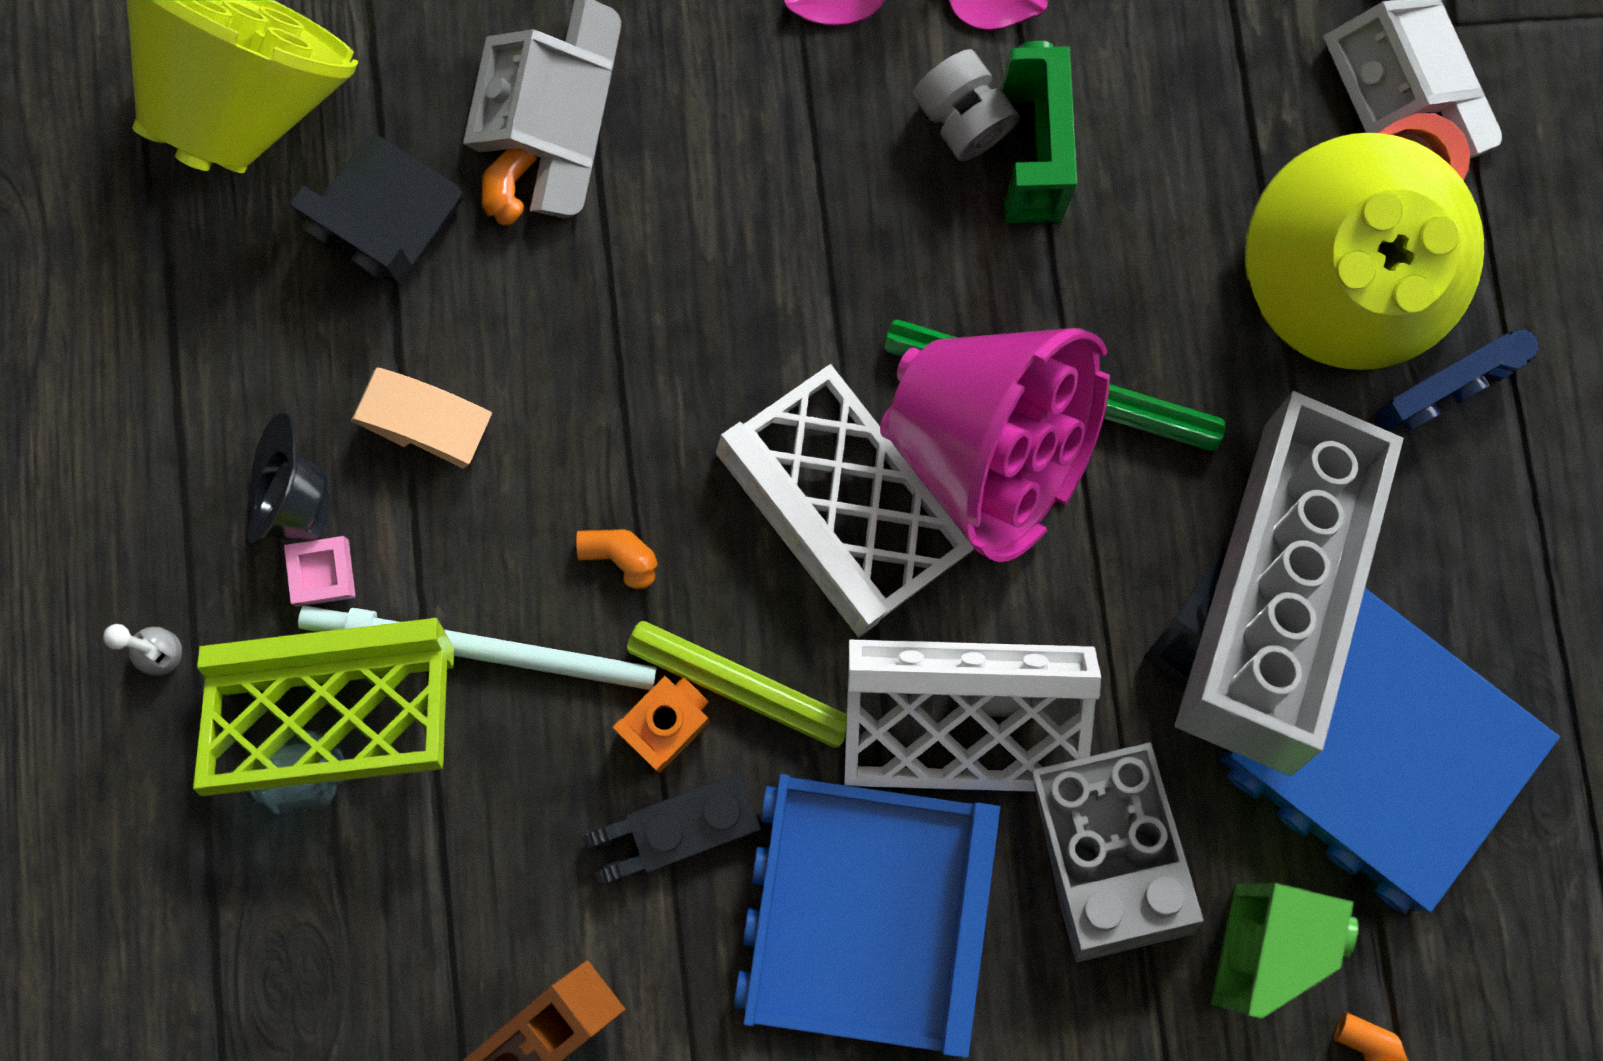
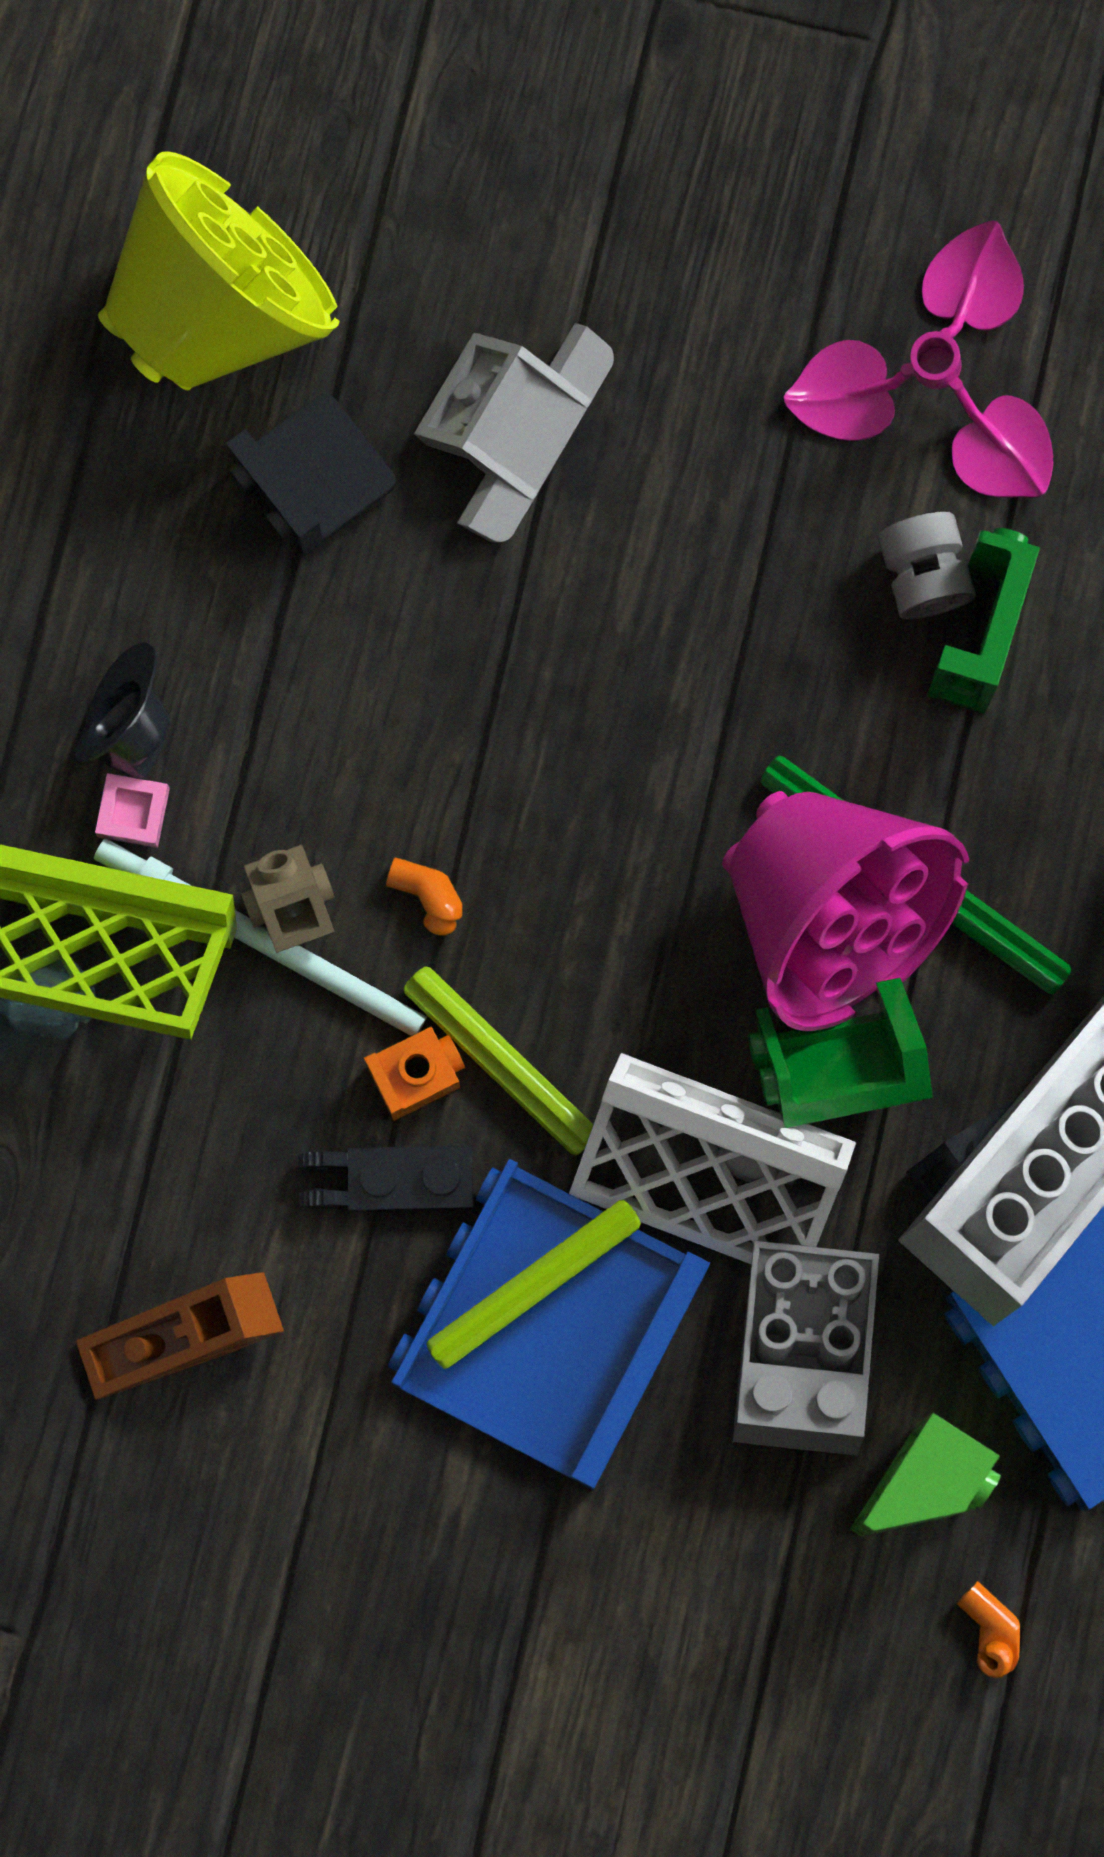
camera: 20 degrees right, 0 degrees up
(421, 415) = (282, 691): light nougat slope -> none
(491, 602) = (288, 897): none -> dark tan brick
(499, 185) = (435, 489): orange arm -> none
(797, 516) = (616, 928): white fence -> none
(842, 883) = (533, 1284): none -> lime axle
(1060, 579) = (846, 1067): none -> green panel

